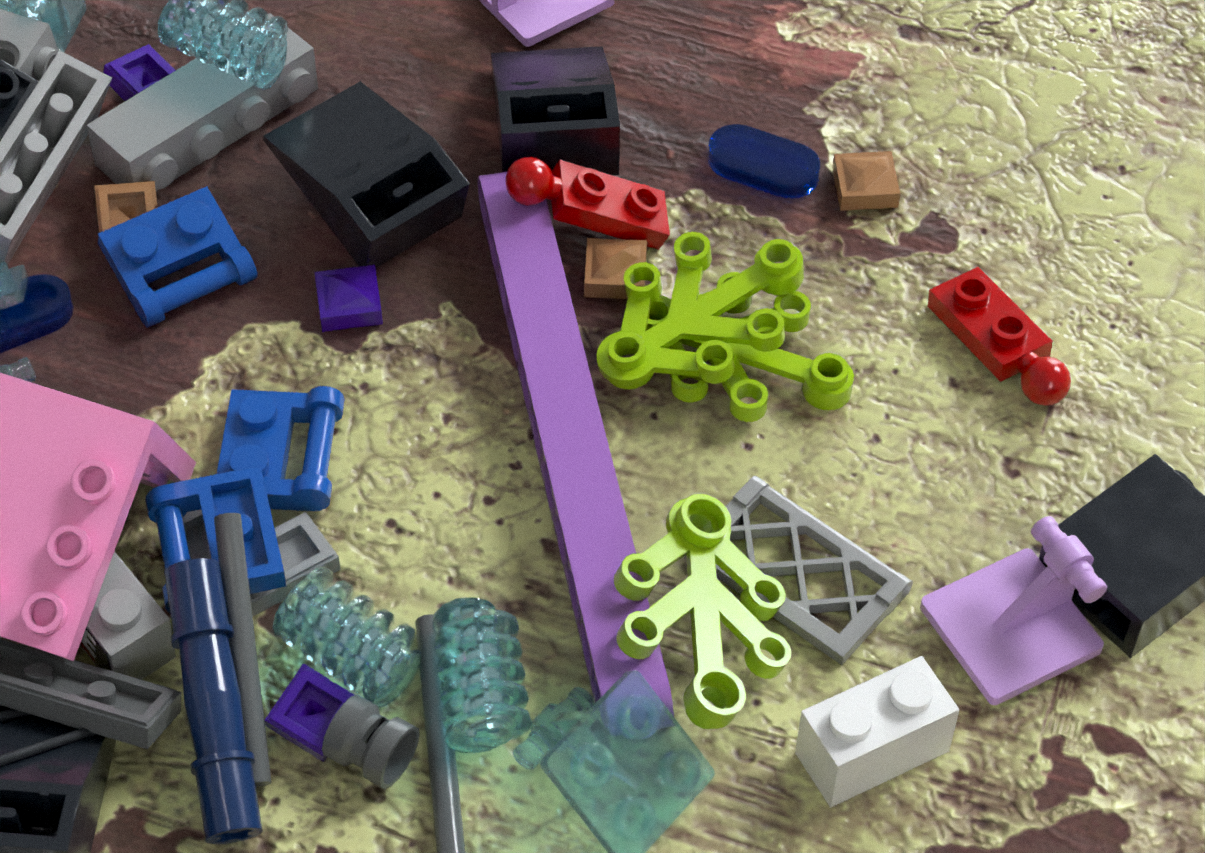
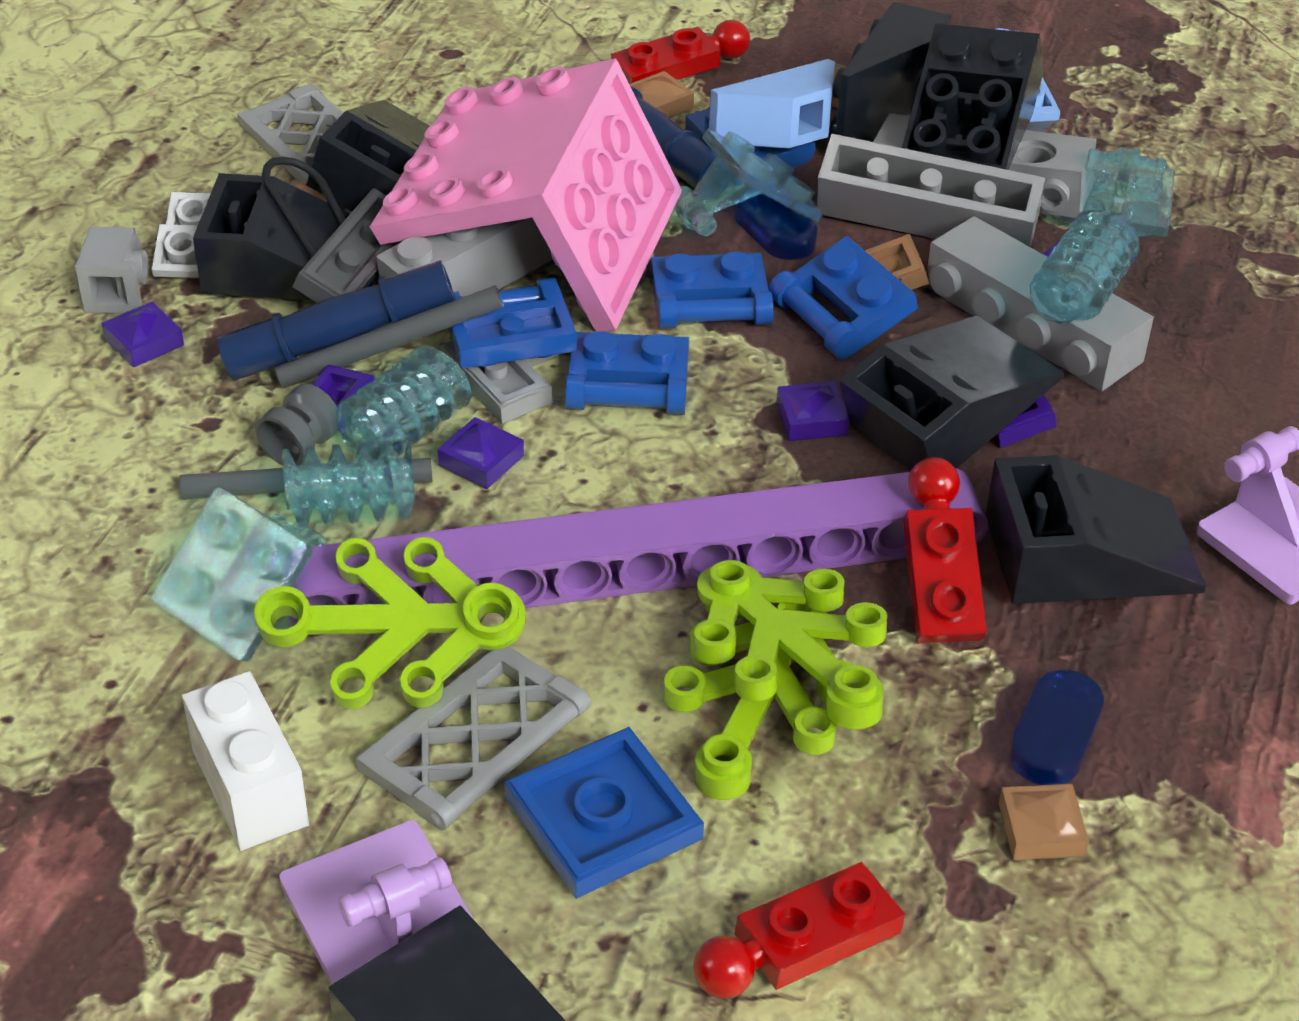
camera: 90 degrees right, 10 degrees down
(119, 367) = (710, 289): none -> blue plate
(403, 577) = (480, 452): none -> dark purple tile
(607, 264) = (878, 586): medium nougat tile -> none
(893, 462) = (603, 811): none -> blue plate

